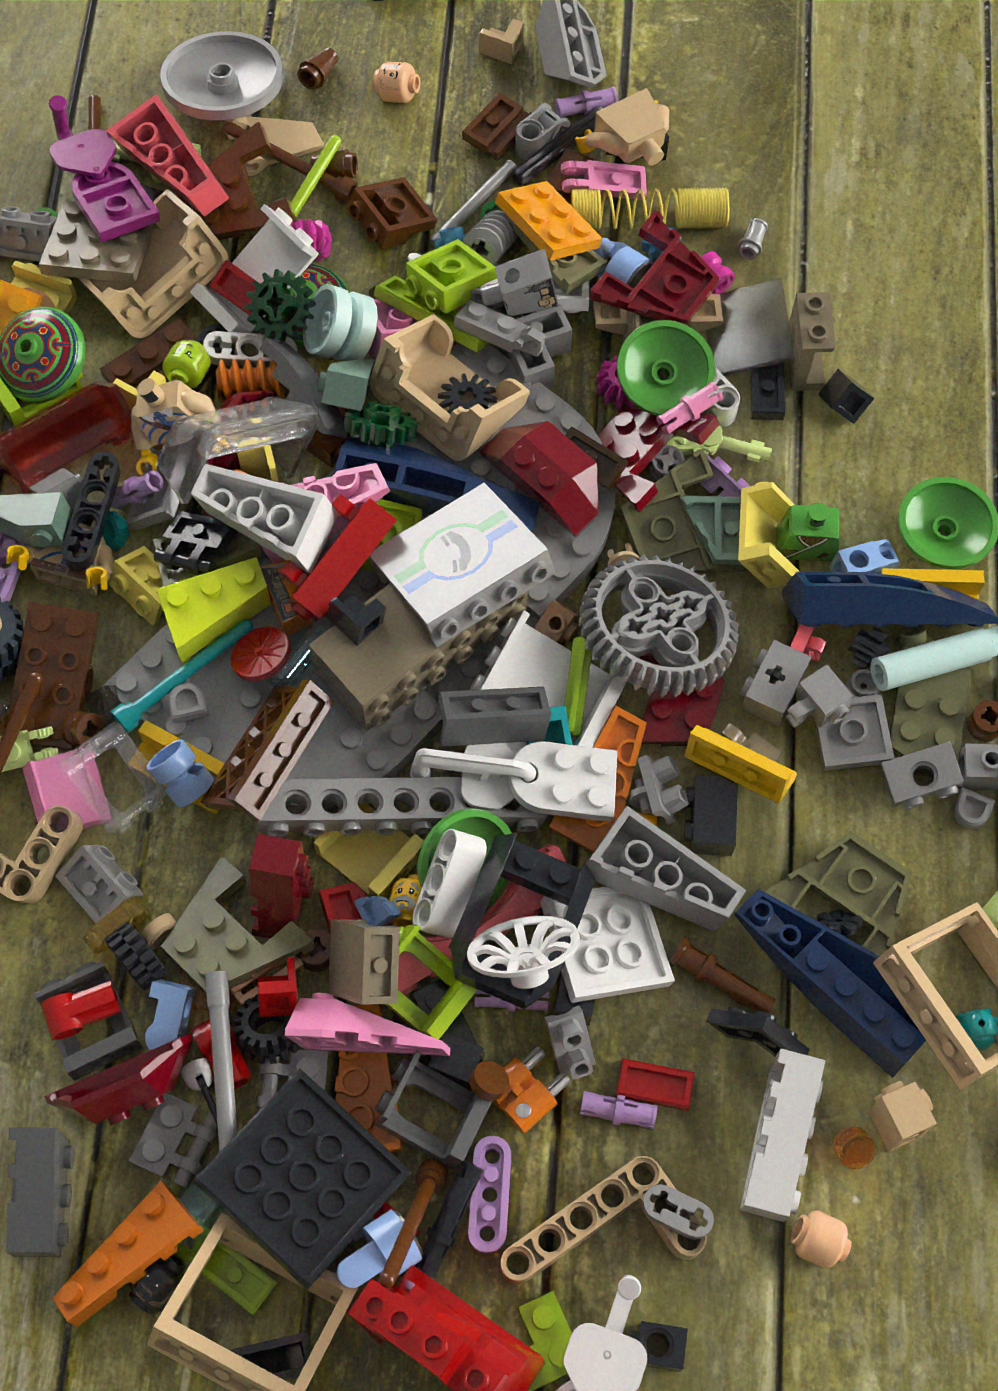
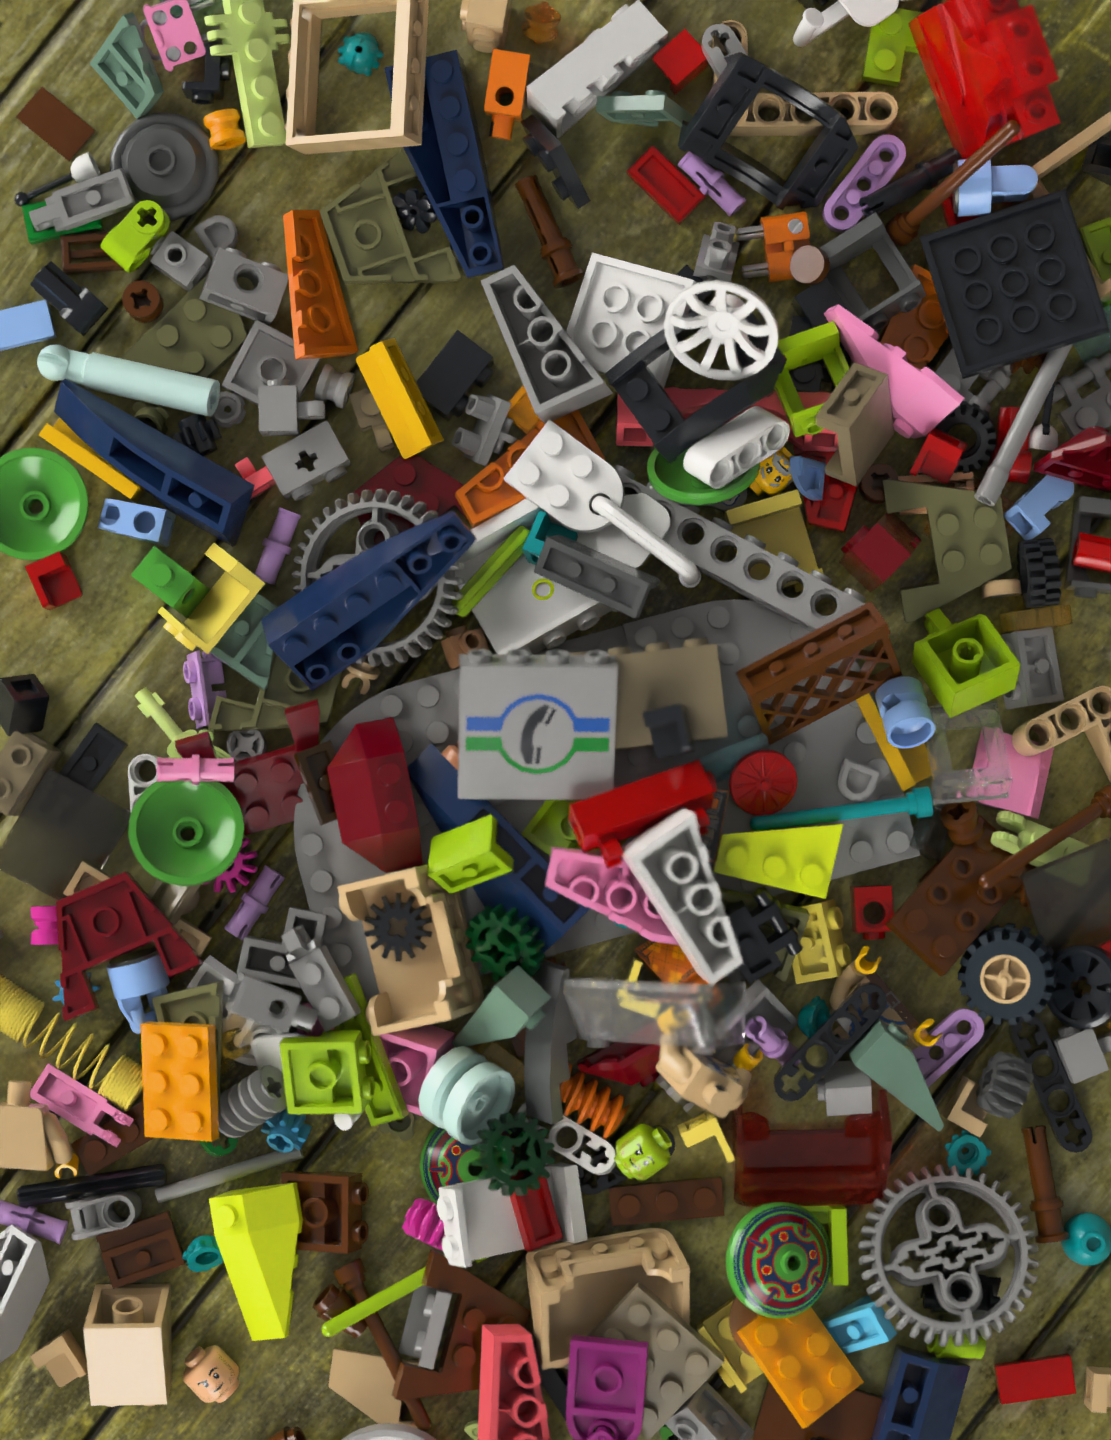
camera: 145 degrees left, 20 degrees up
(121, 641) = (863, 895): none -> red brick
(173, 857) = (964, 662): none -> lime hinge
(266, 179) = (425, 1324): none -> light grey bracket
(424, 170) = (258, 1246): none -> neon yellow wedge
(453, 455) = (467, 855): none -> lime panel
(454, 149) = (203, 1254): none -> teal animal
(464, 68) = (129, 1345): none -> tan slope
(582, 371) = (254, 902): none -> lavender pin
(651, 1167) = (727, 103): none -> black wedge
(659, 584) = (363, 599): none -> dark blue wedge
(713, 1129) = (641, 109): none -> sand green wing
(719, 1191) = (681, 60): none -> red panel
(750, 611) = (277, 545): none -> lavender pin
(797, 749) = (334, 386): none -> light grey wheel
(846, 1072) = (507, 75): none -> orange torso
(864, 806) = (316, 297): none -> orange wing
(890, 487) = (54, 581): none -> red panel

